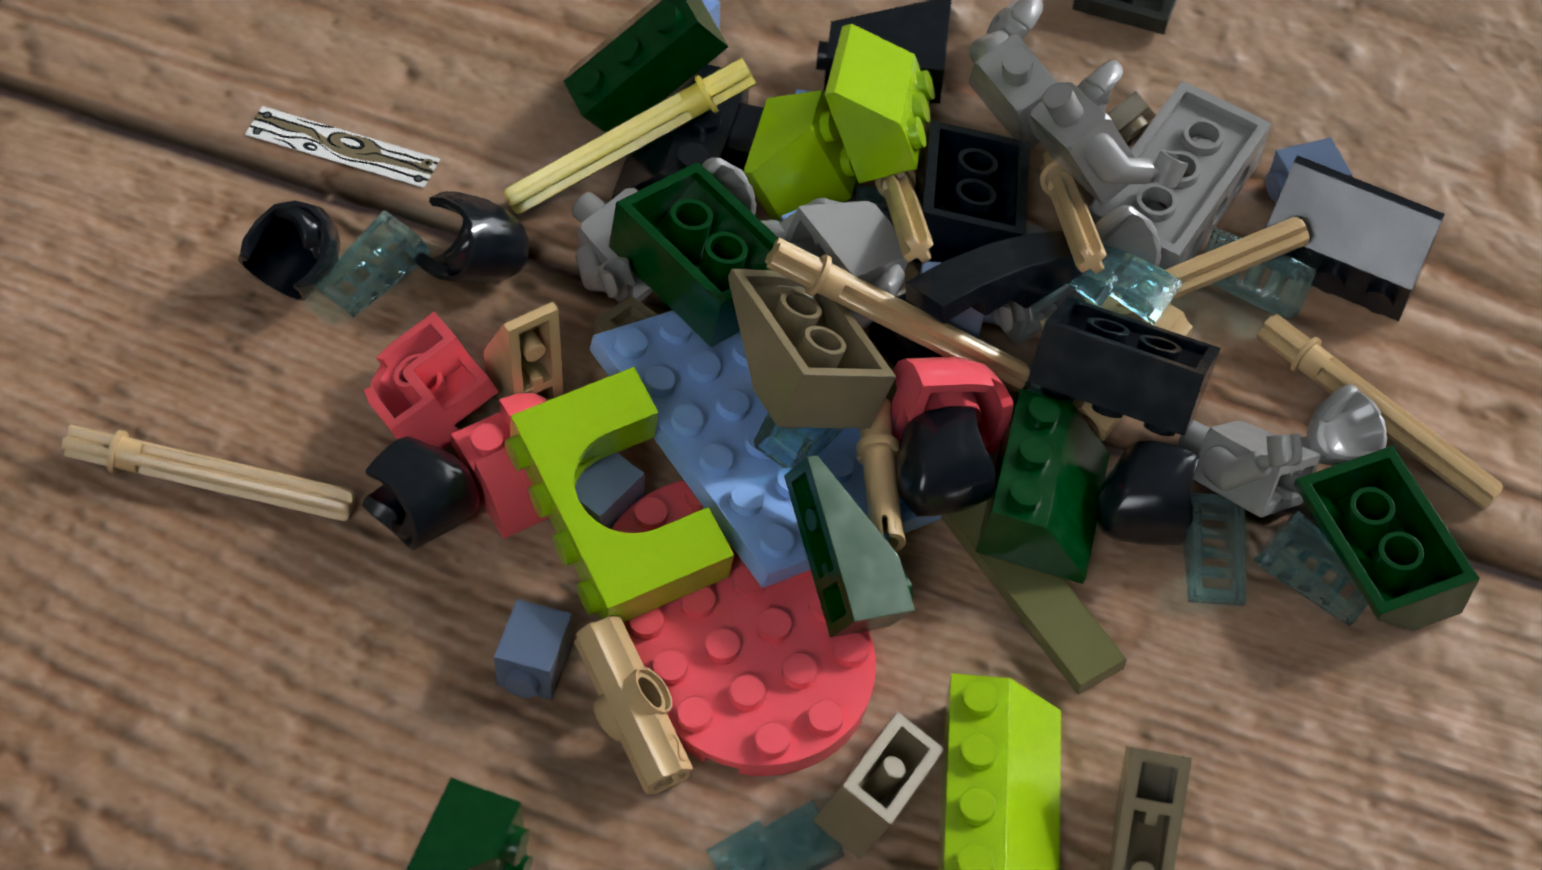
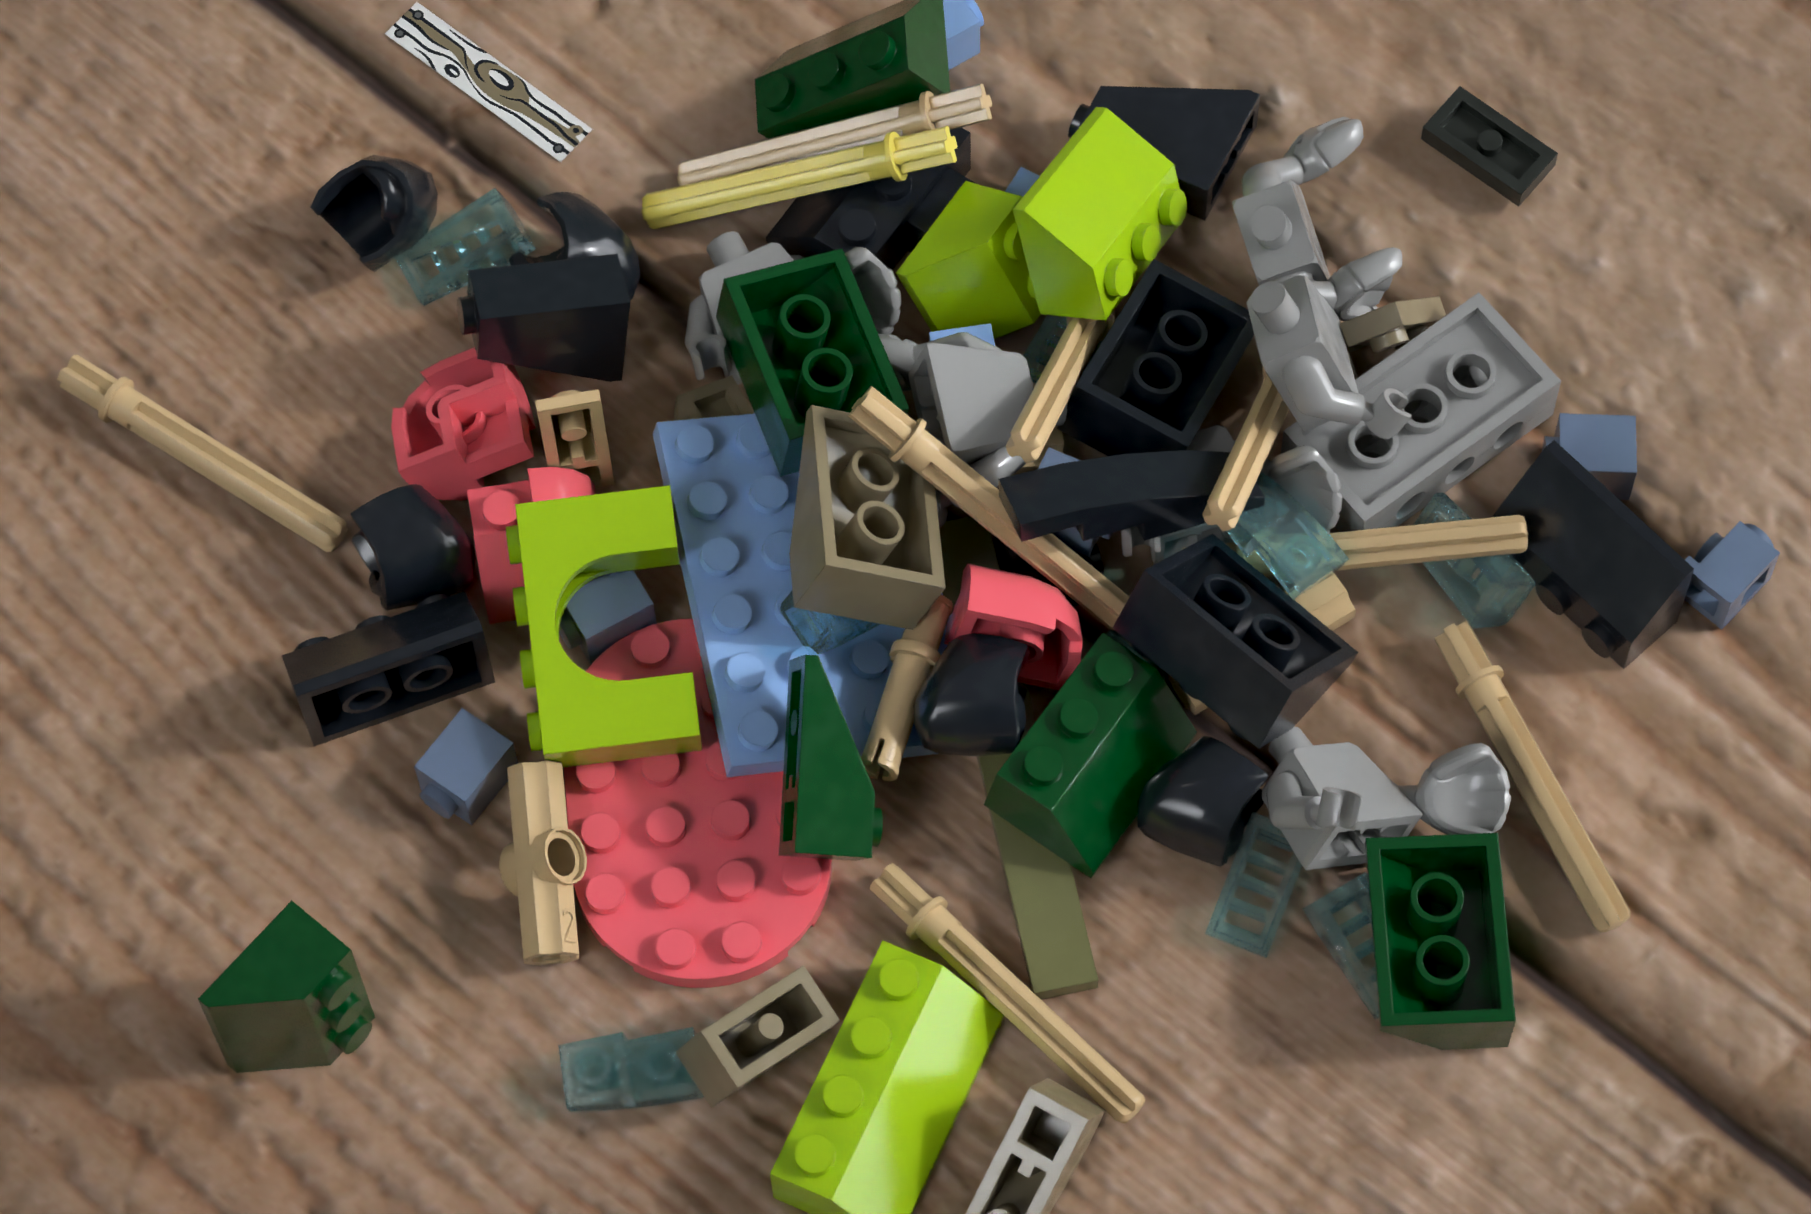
camera: 25 degrees right, 10 degrees up
(438, 589) = (389, 667): none -> black slope
(474, 276) = (550, 316): none -> black slope
(746, 44) = (950, 109): none -> tan axle
(1061, 691) = (944, 934): none -> tan axle
(1455, 228) = (1730, 572): none -> sand blue brick

